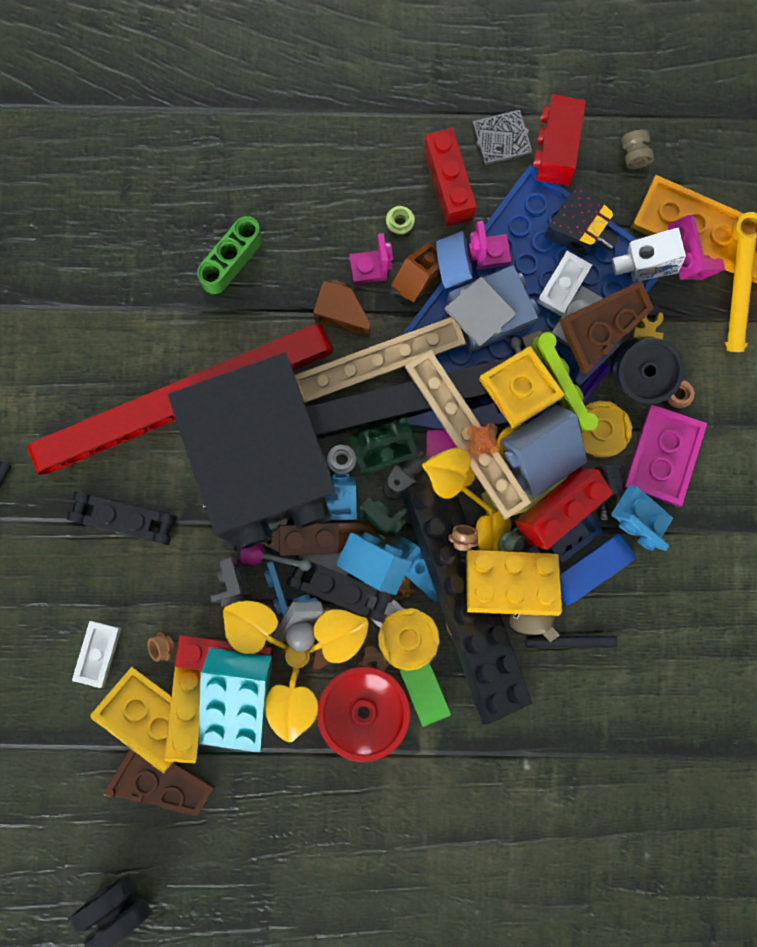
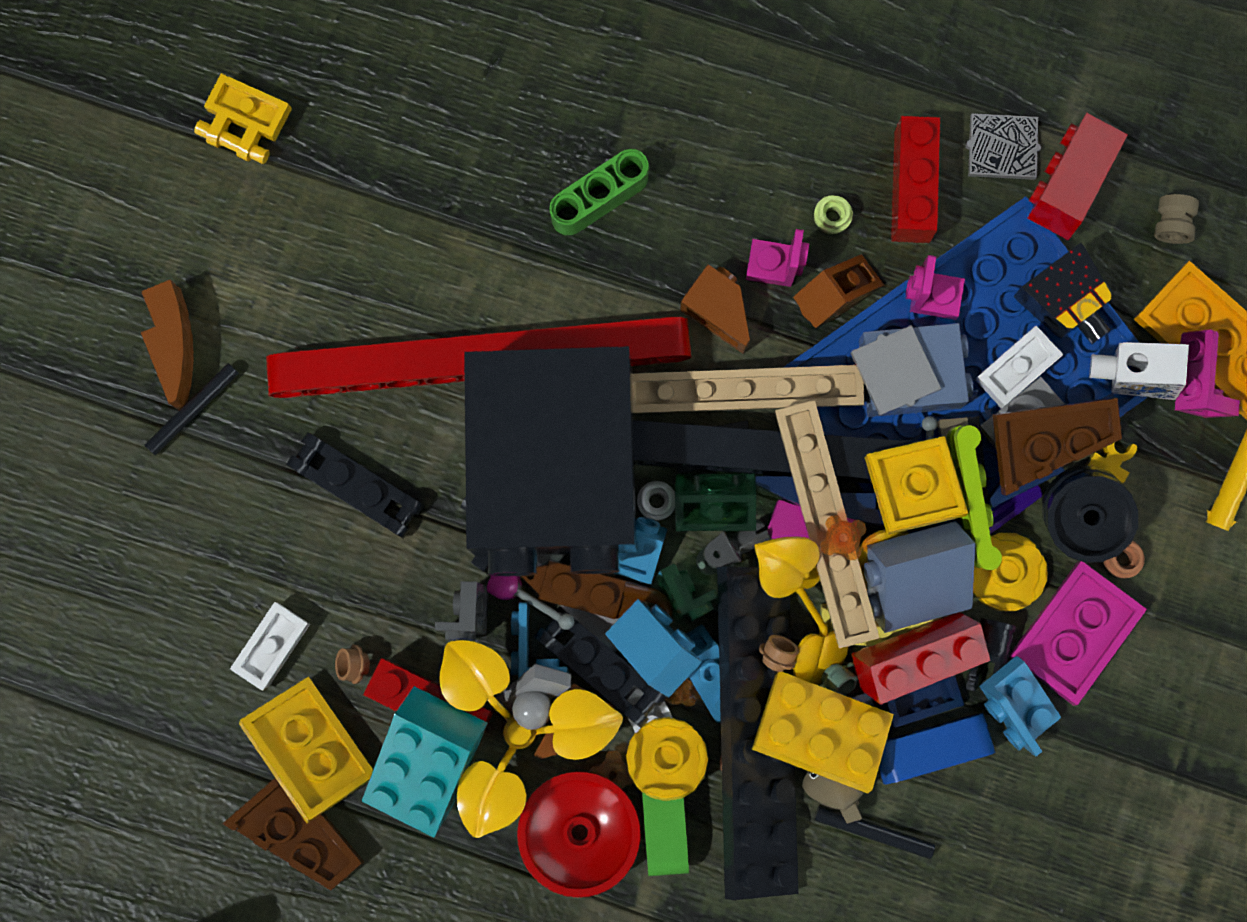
camera: 25 degrees right, 0 degrees up
(184, 717) = (354, 760): yellow plate -> none
(453, 260) = (884, 291): medium blue slope -> none

